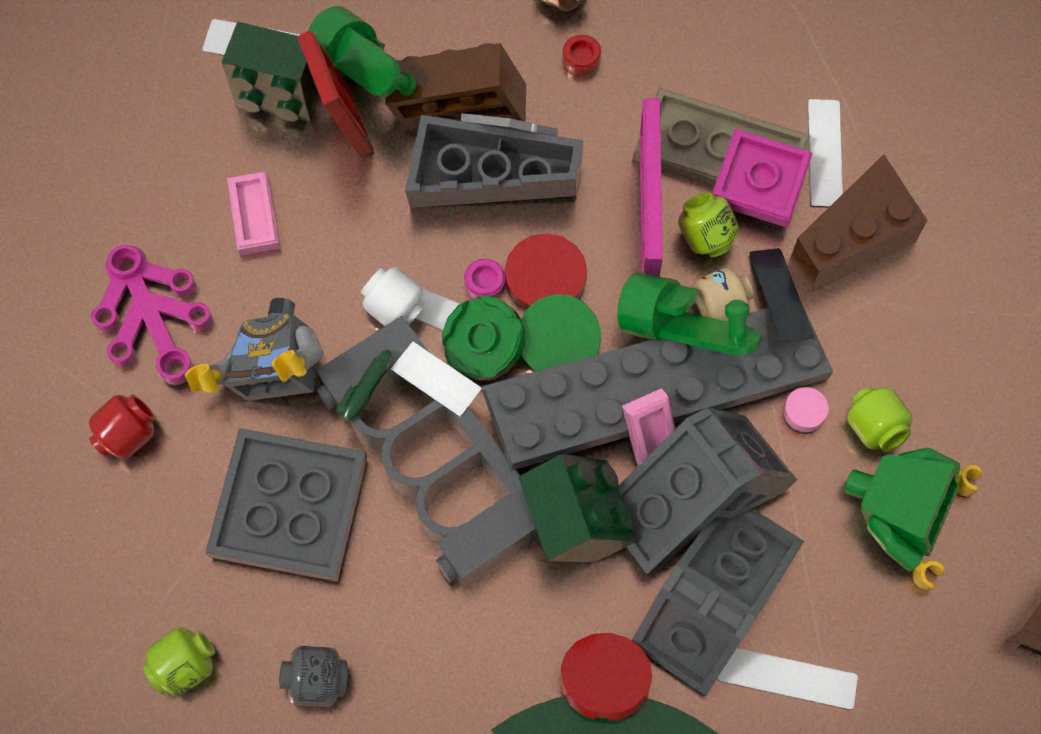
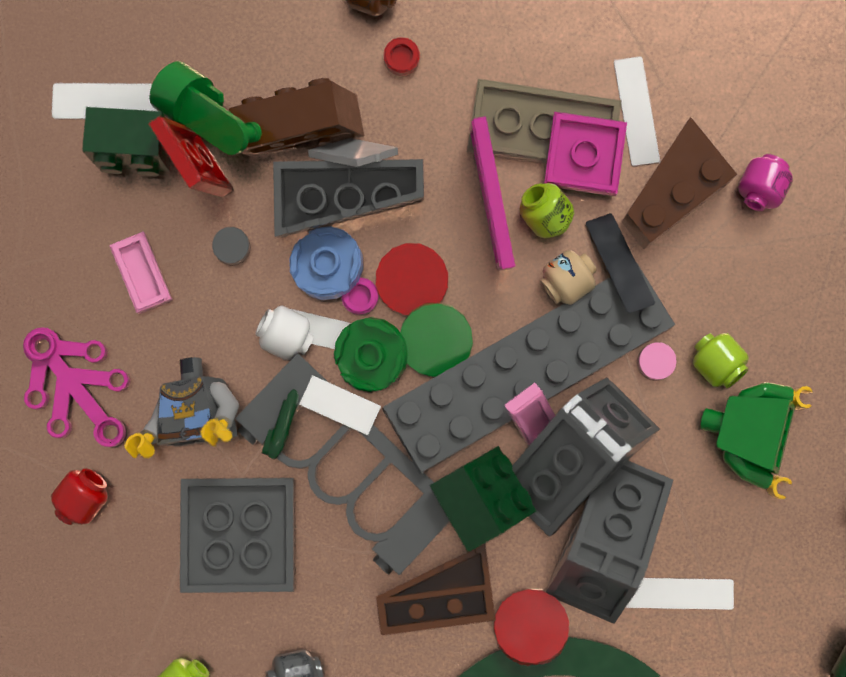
camera: 15 degrees left, 15 degrees up
(357, 203) = (231, 245): none -> dark grey tile
(455, 238) = (326, 263): none -> medium blue tile
(502, 617) = (440, 598): none -> reddish brown wedge
(657, 309) = (522, 303): green piece -> none
(957, 242) = (765, 182): none -> dark pink head

